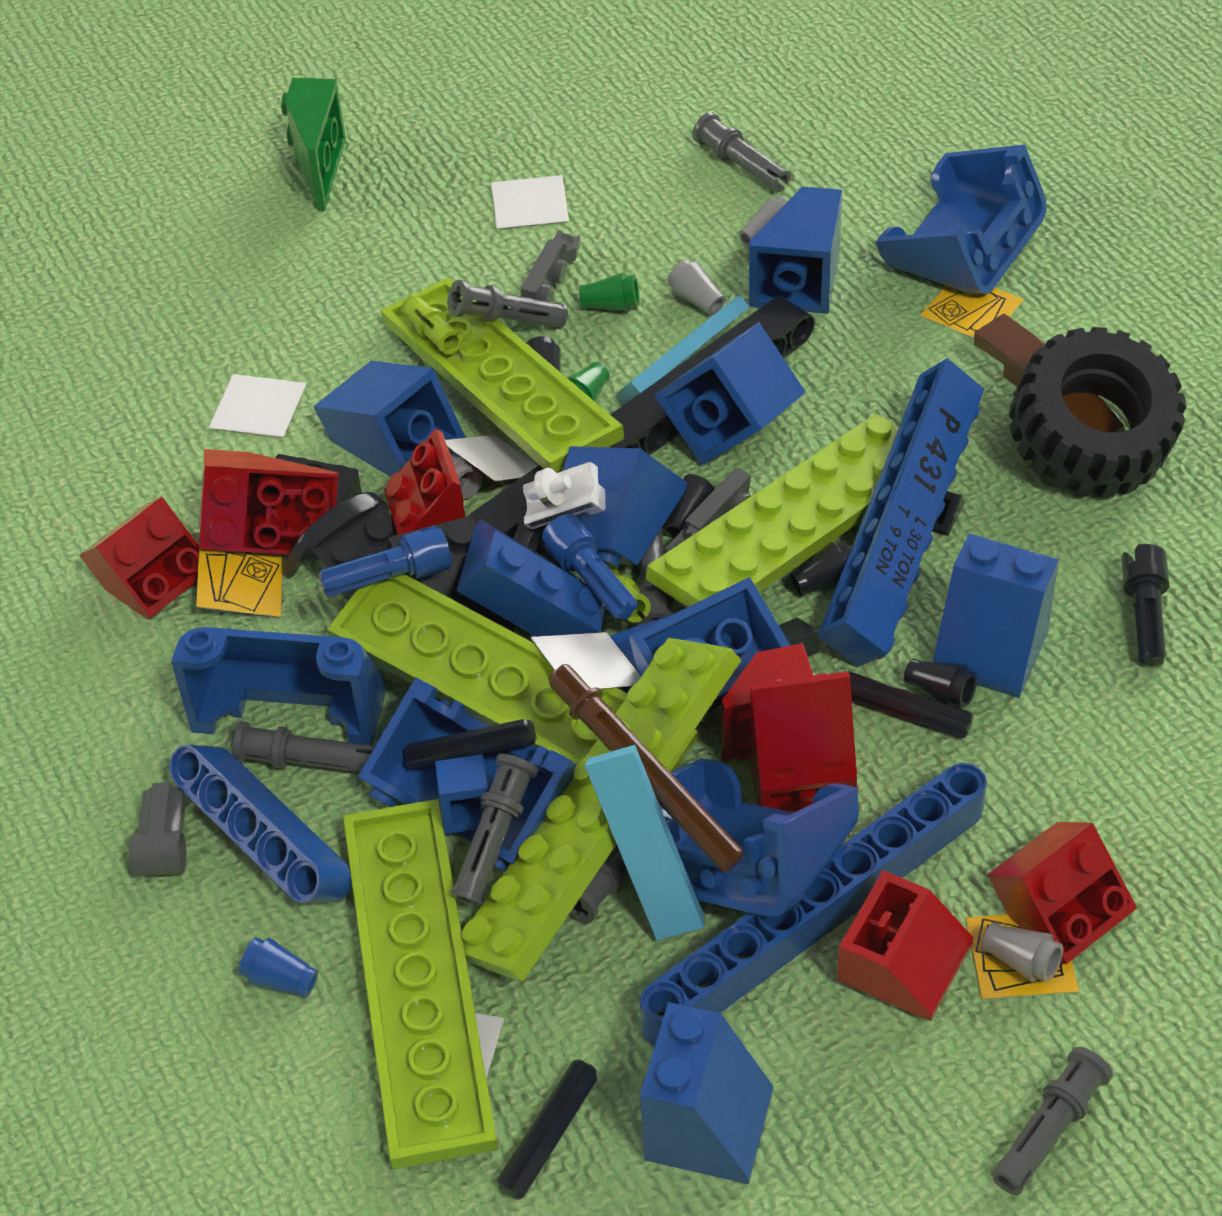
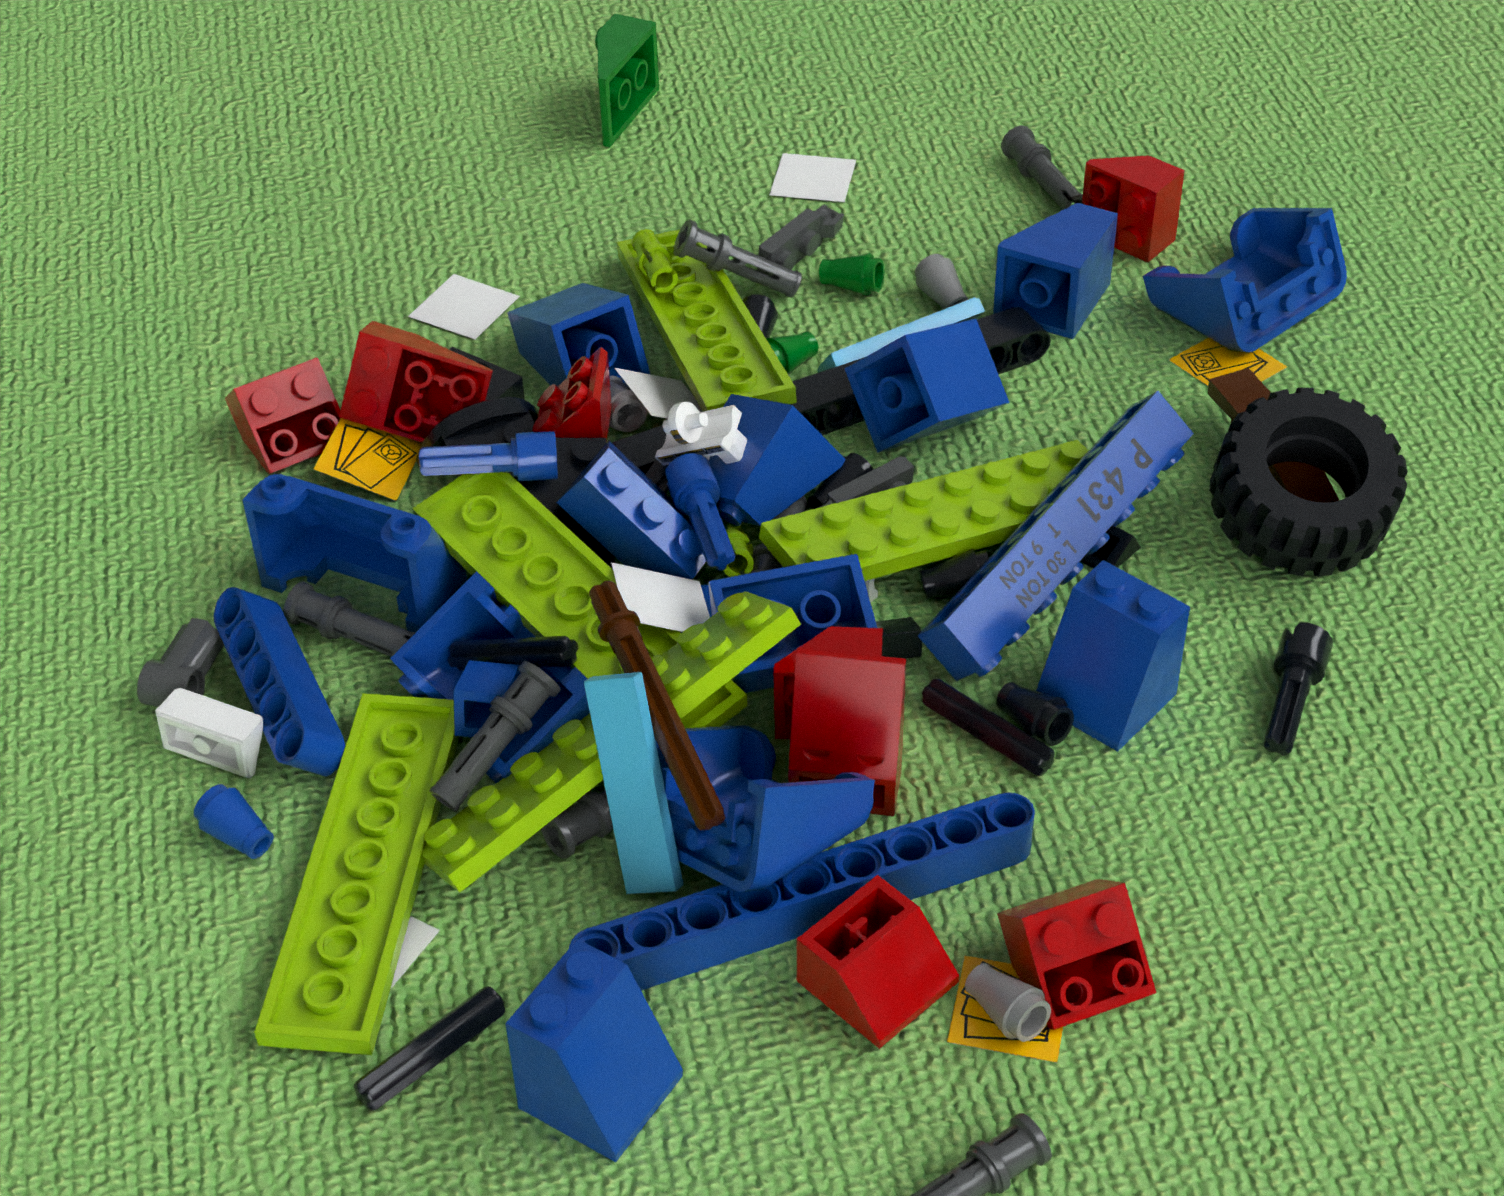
camera: 15 degrees right, 5 degrees down
(218, 888) = (210, 731): none -> white slope
(842, 160) = (1144, 196): none -> red slope

